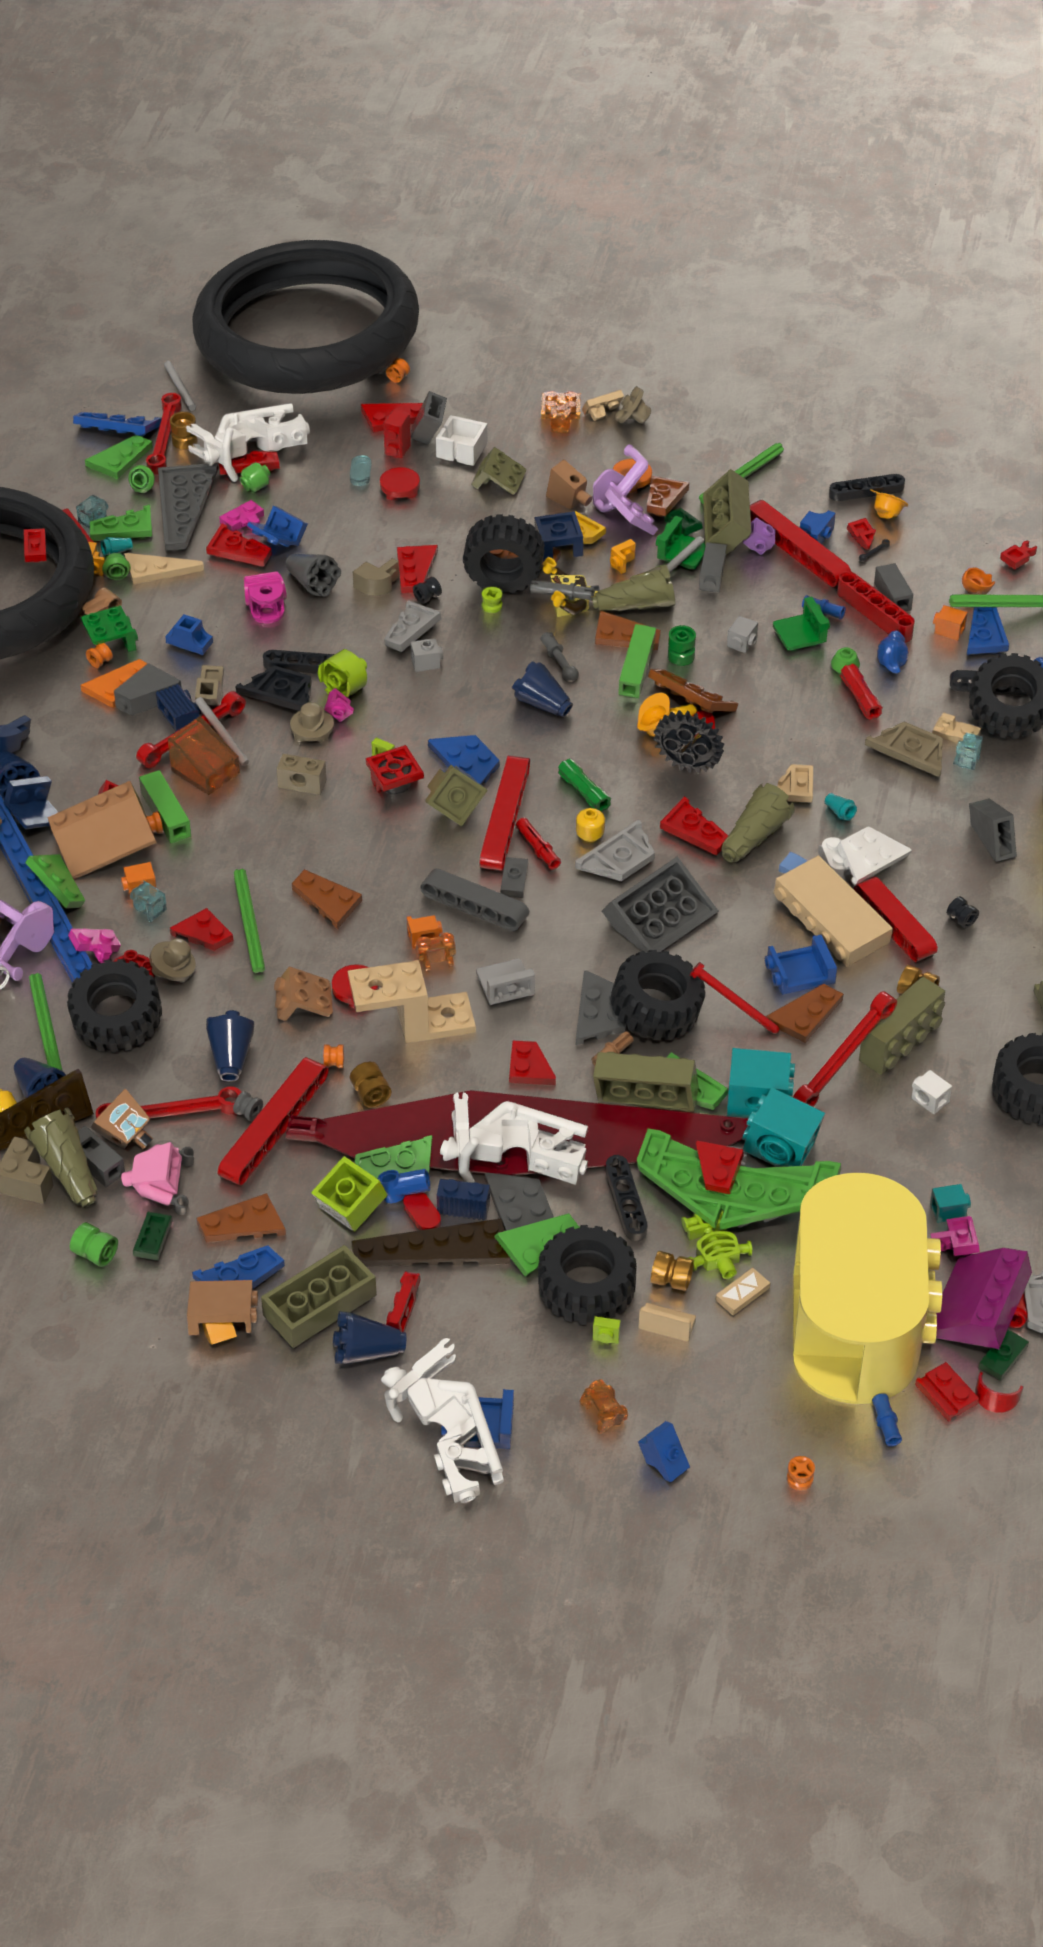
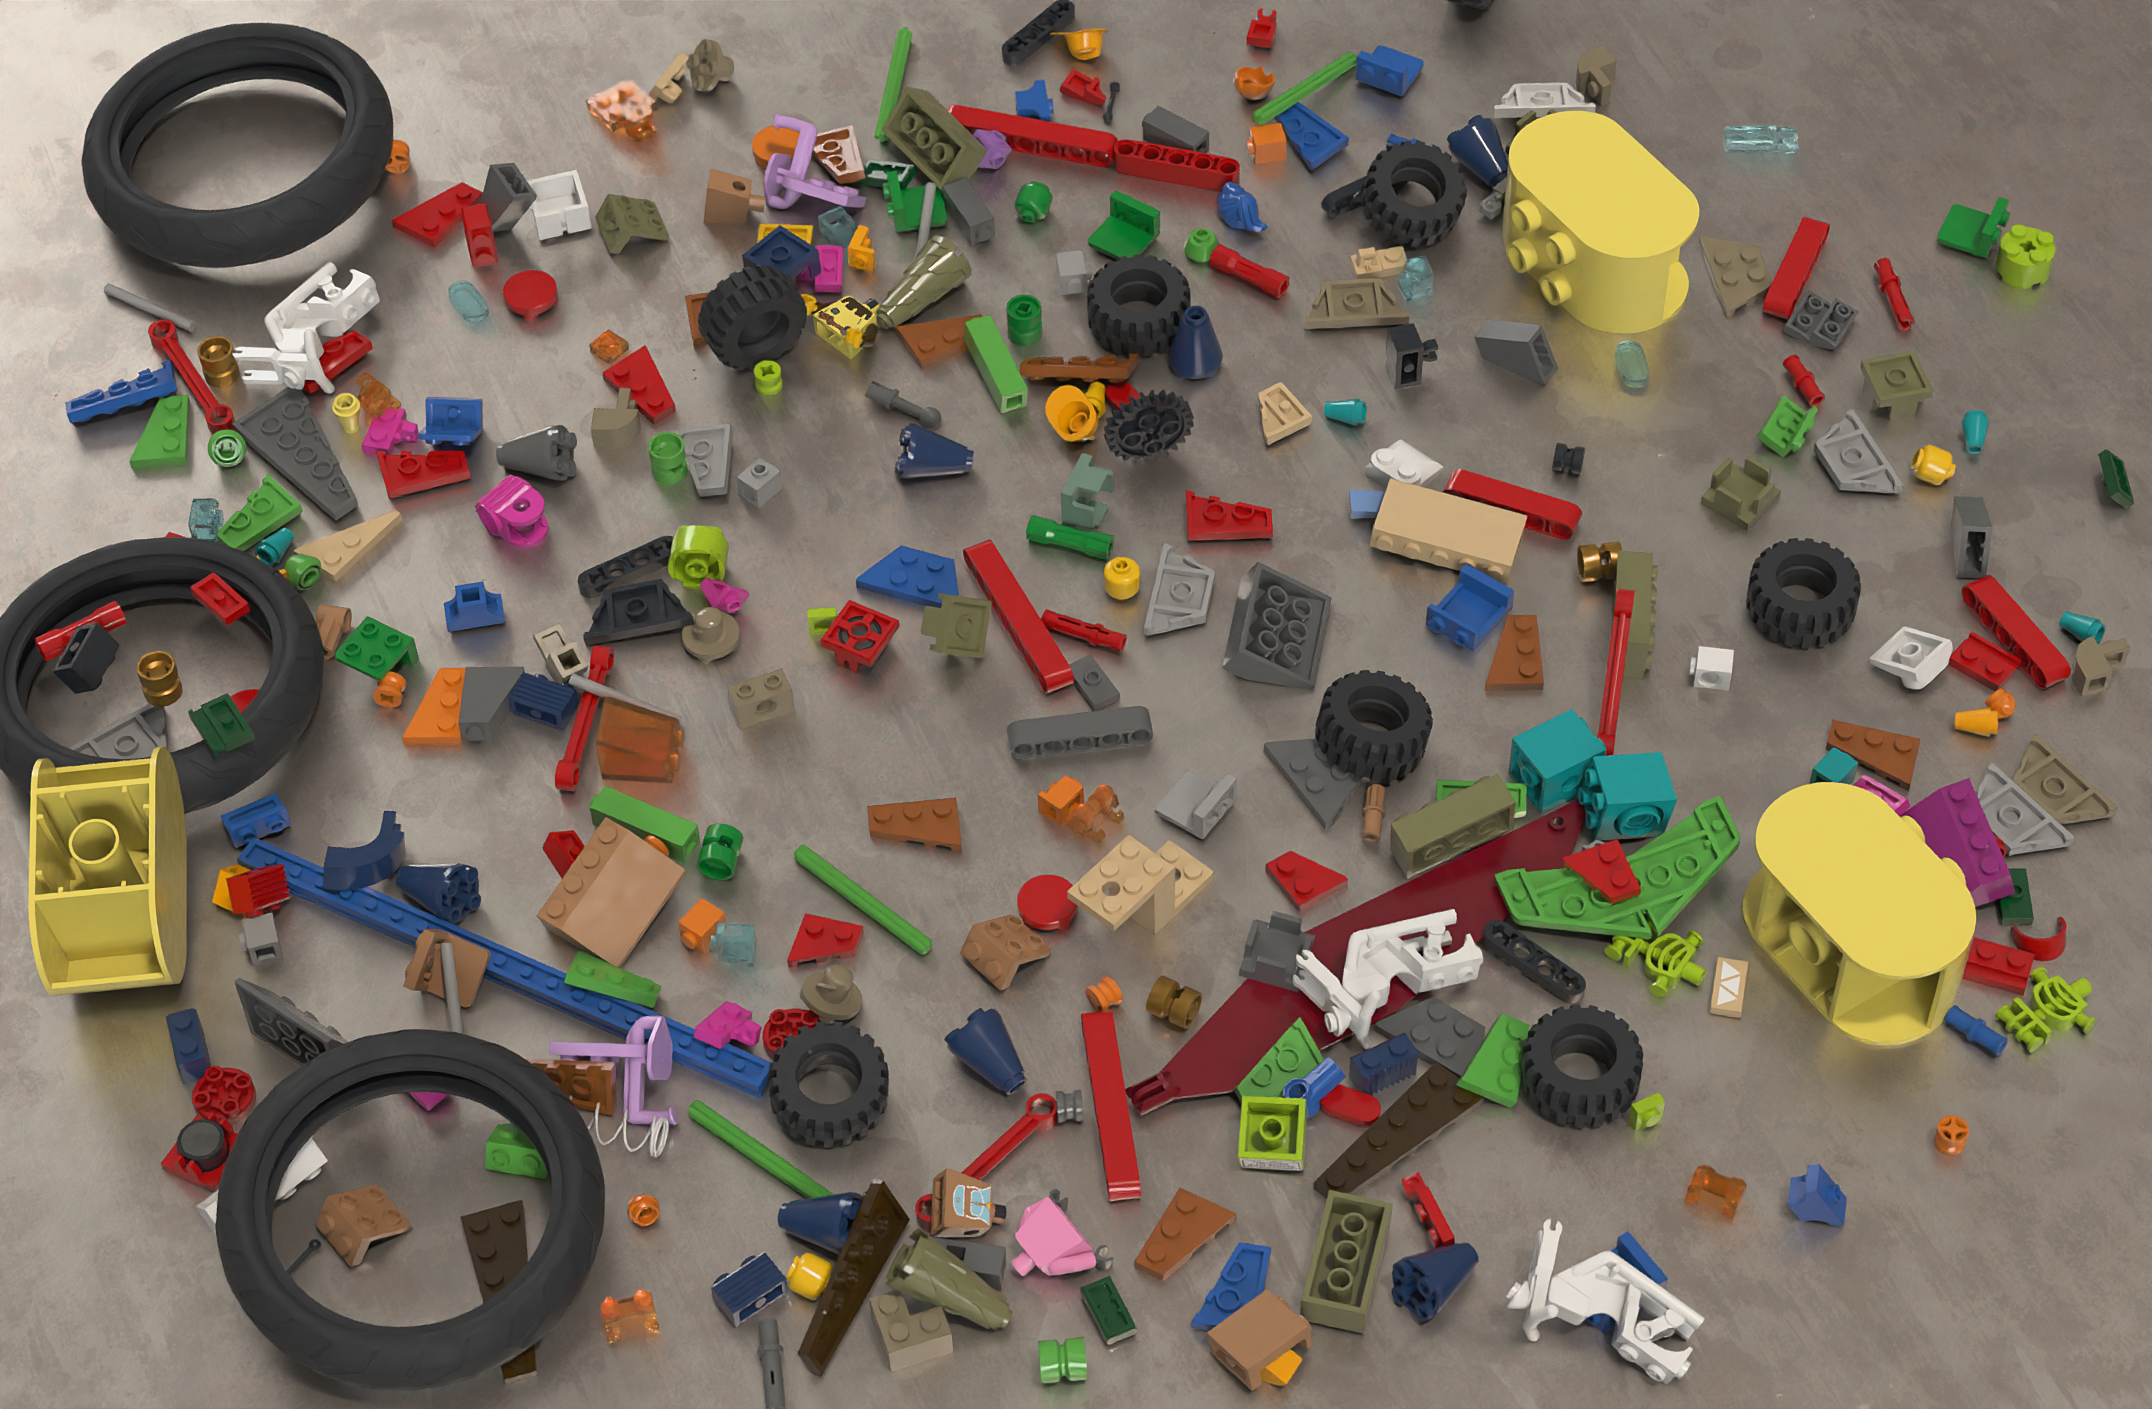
camera: 35 degrees left, 5 degrees up
(29, 801) = (496, 915): dark blue bracket -> none
(190, 844) = (719, 851): none -> green wheel
(225, 490) = (347, 411): none -> light yellow cone
(251, 492) = (375, 396): none -> clear orange piece
(255, 477) = (354, 367): bright green head -> none
(383, 611) = (667, 458): none -> bright green wheel
(417, 535) = (609, 346): none -> clear orange plate
(426, 590) = (687, 406): black wheel -> none
(466, 1079) = (1273, 950): none -> dark grey panel
(571, 591) = (838, 328): dark grey pin -> none
(592, 557) = (832, 269): none -> dark pink hinge
(611, 760) = (1076, 494): none -> sand green panel
(616, 539) = (839, 233): none -> clear light blue brick
(666, 1321) = (1690, 1064): tan panel -> none
(672, 1271) = (1656, 1008): pearl gold wheel -> none
(734, 998) = (1404, 675): red bar -> none
(759, 581) = (1033, 201): none -> green head
(762, 817) = (1287, 471): olive cone -> none
(763, 655) = (1137, 280): none -> black tyre
(775, 714) = (1195, 346): none -> dark blue cone
(829, 608) = (1139, 192): blue pin -> none
(869, 853) = (1428, 447): white wing -> none
(909, 791) = (1406, 355): none -> black brick
(975, 1440) = (2059, 1009): none -> lime piece
(1001, 1211) = (1883, 751): none -> dark orange wing

